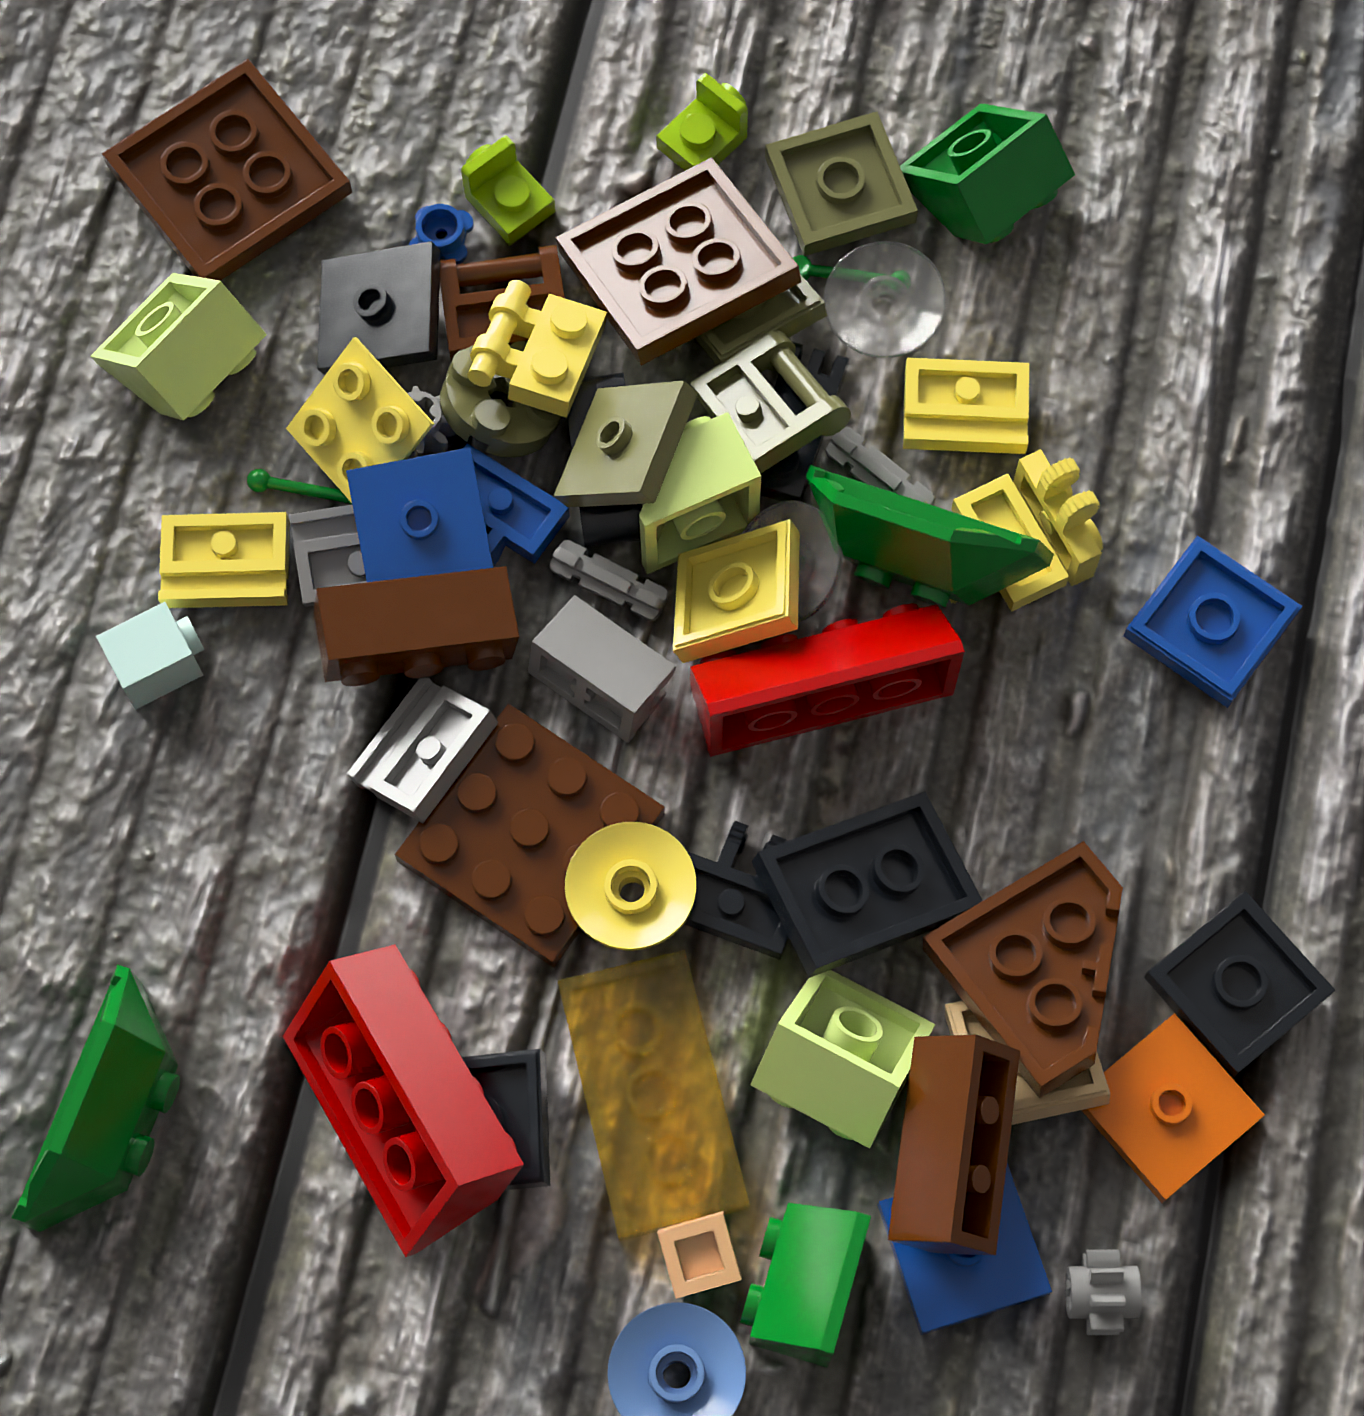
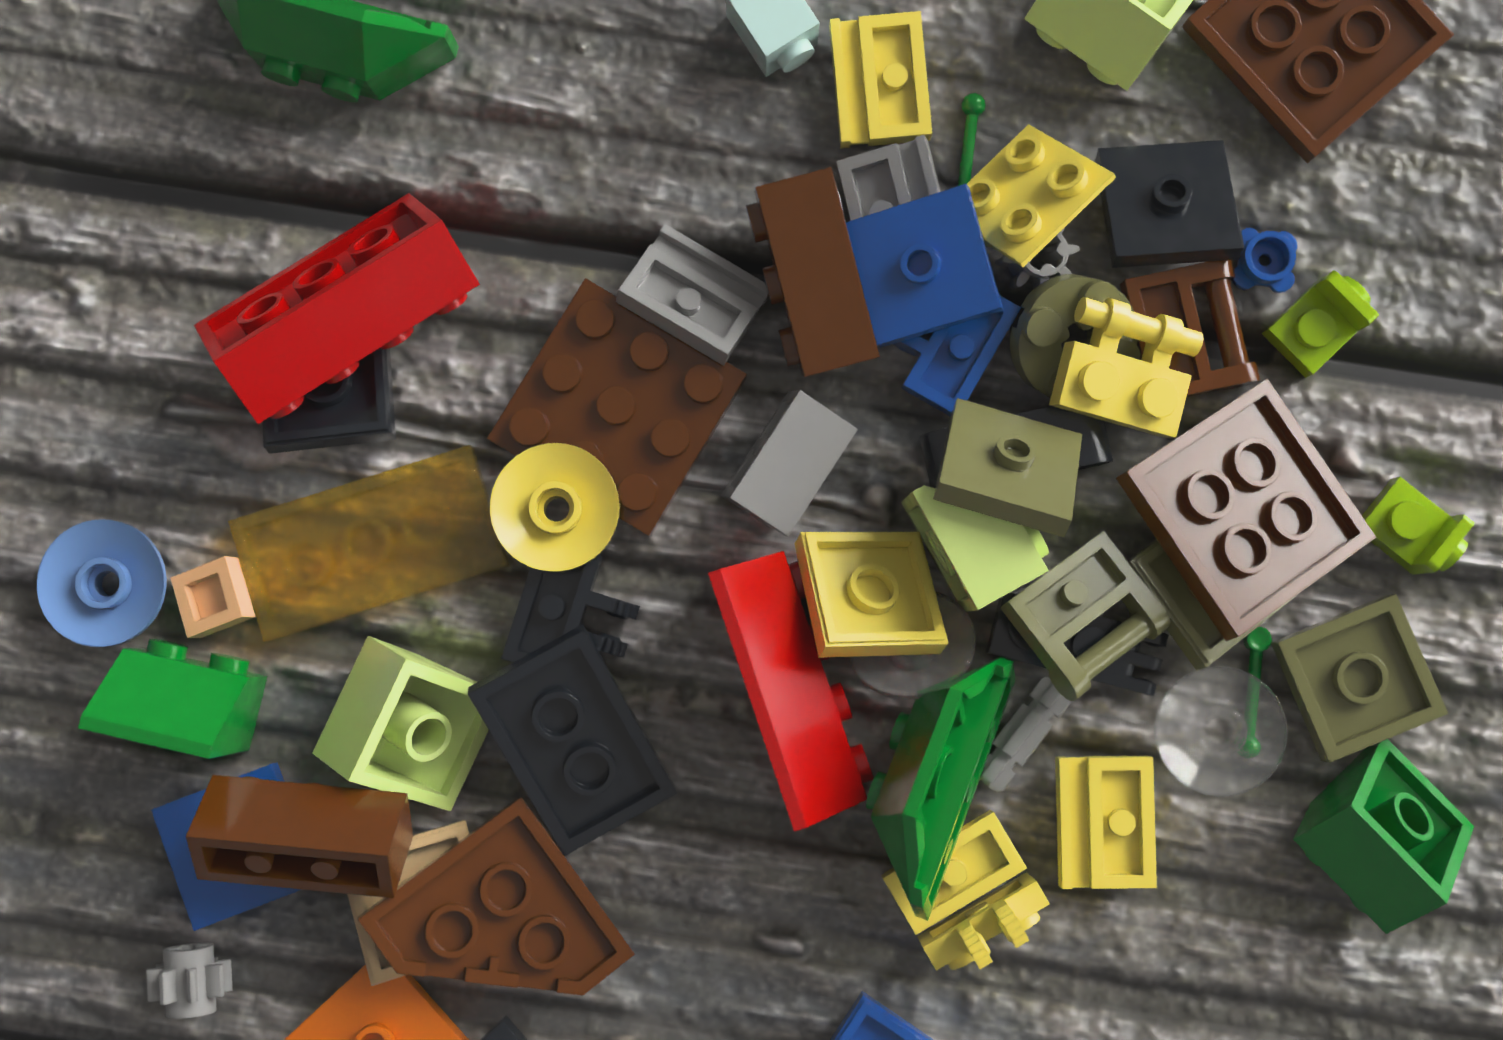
camera: 90 degrees right, 15 degrees up
(609, 580) = (886, 464): light grey axle -> none

